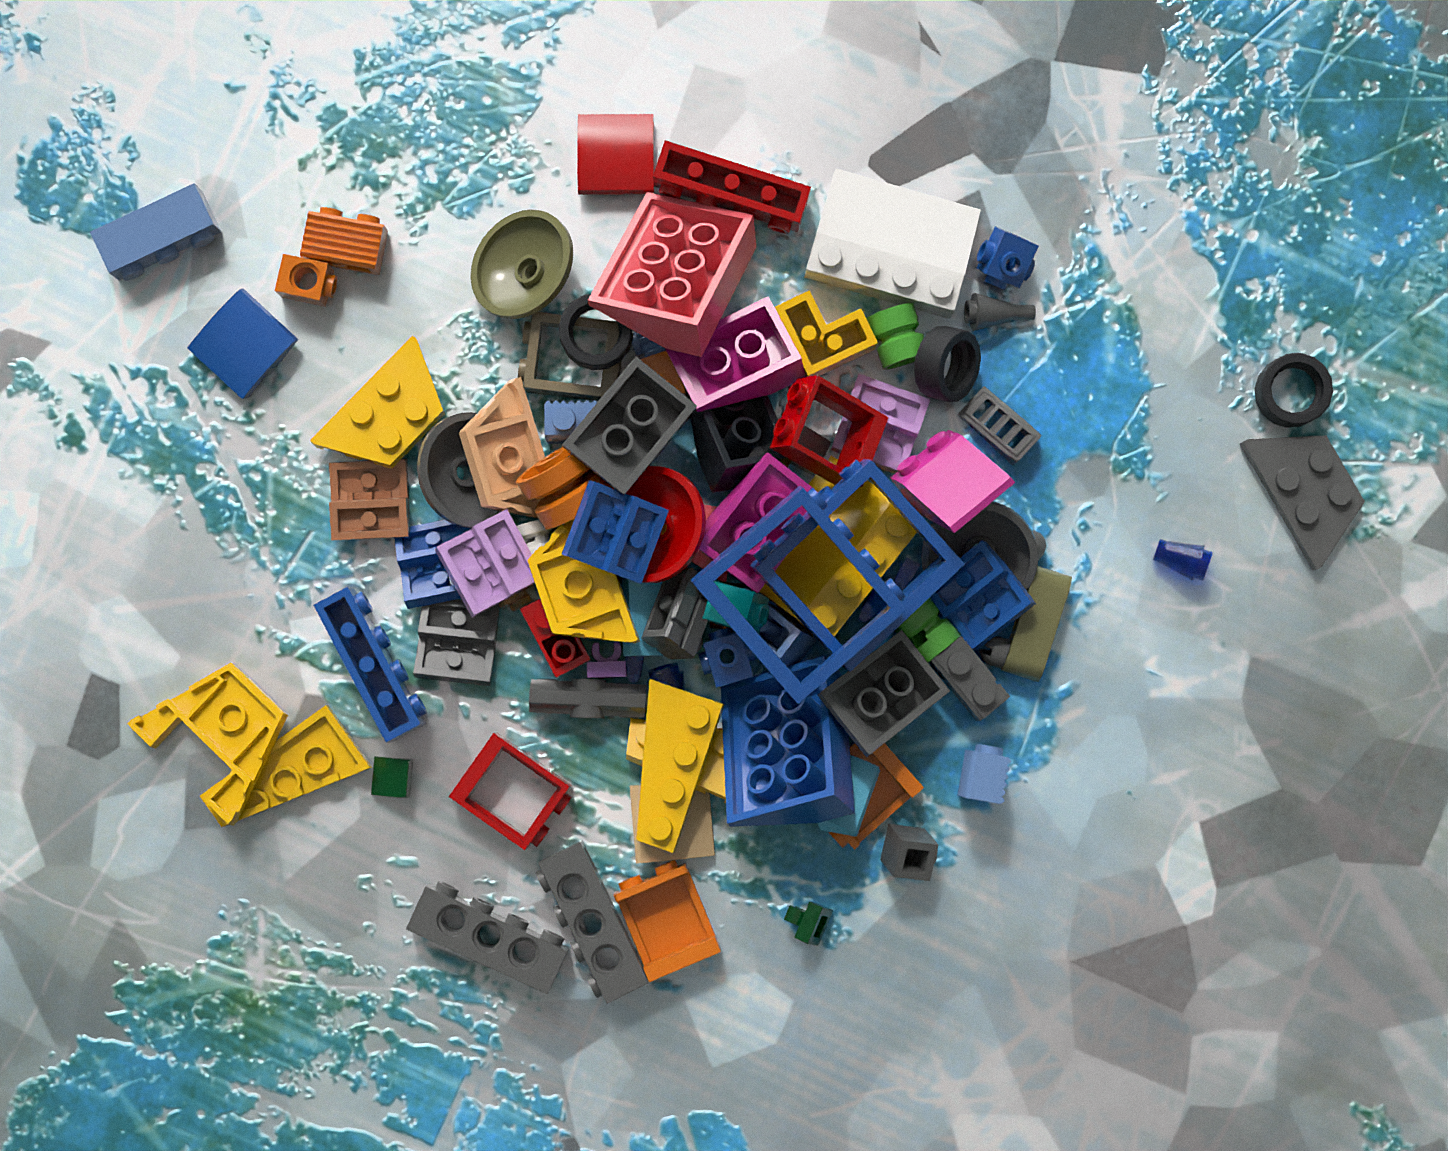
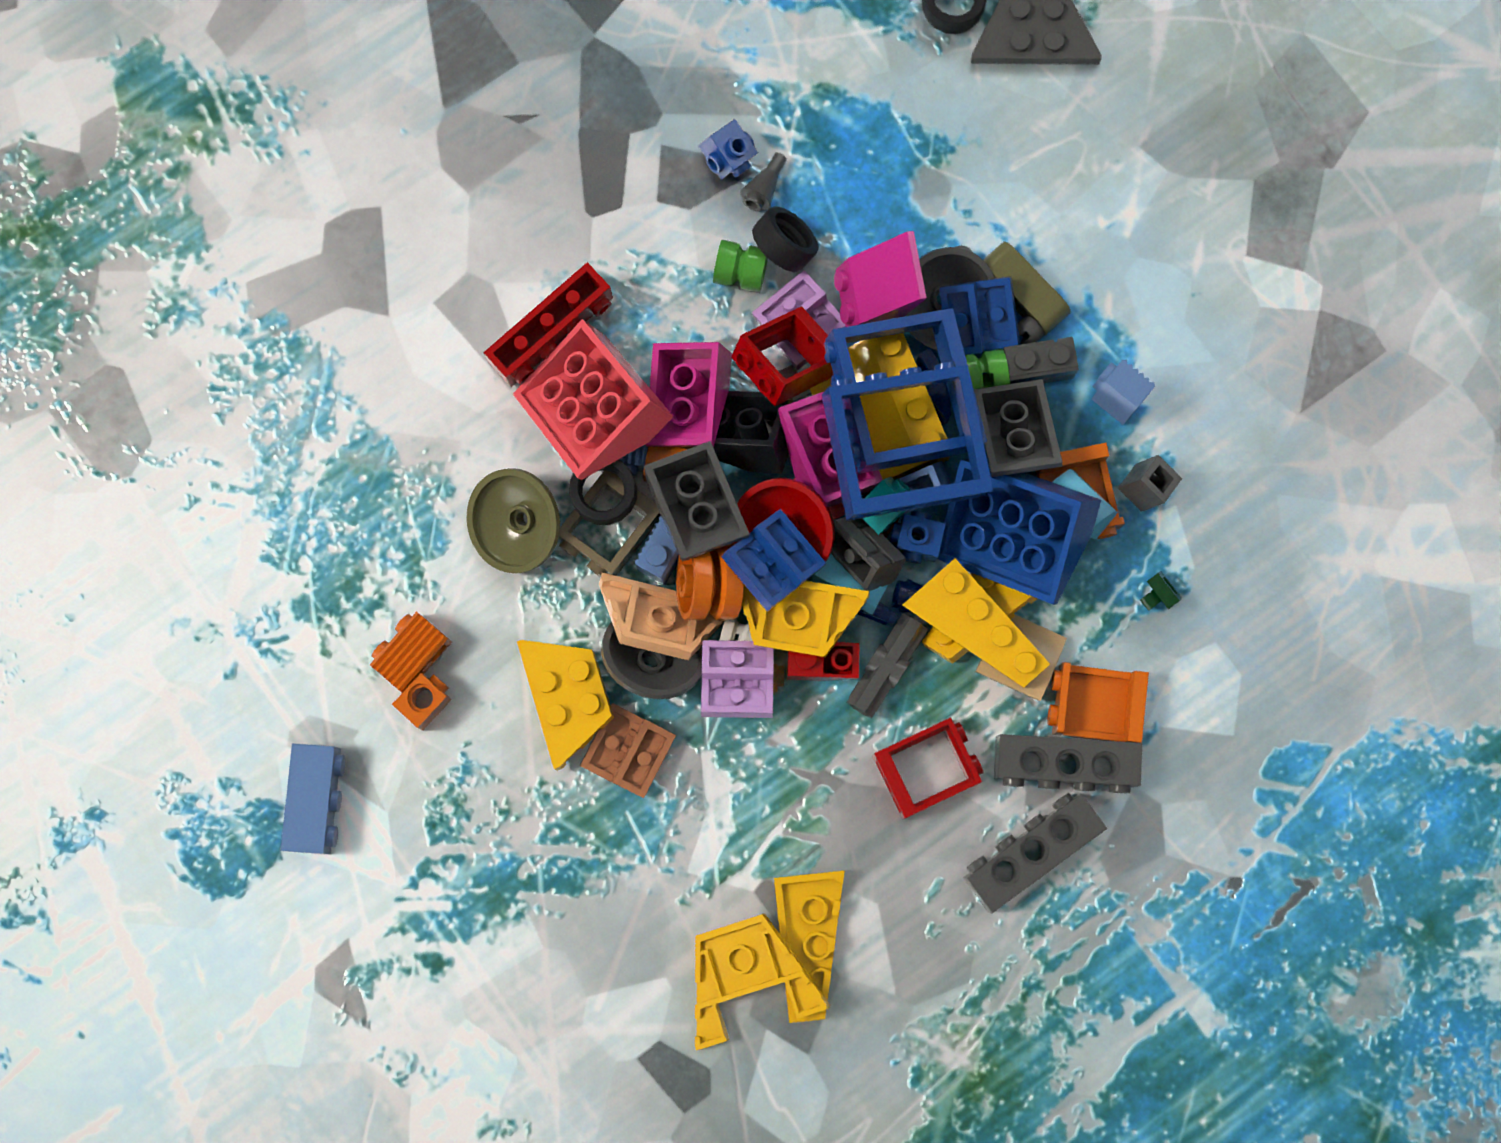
camera: 55 degrees left, 5 degrees down
(242, 343) = (442, 781): blue slope -> none
(370, 664) = (762, 822): blue brick -> none
(392, 777) = (861, 859): dark green slope -> none
(421, 570) = (706, 737): blue slope -> none
(455, 644) = (782, 746): dark grey slope -> none
(606, 667) = (870, 636): medium lavender tile -> none
(615, 154) = (468, 401): red slope -> none
(824, 345) = (714, 323): yellow brick -> none
(893, 243) = (666, 231): white slope -> none
(1019, 424) = (860, 215): dark grey slope -> none
(1184, 558) = (1037, 150): clear blue cone -> none

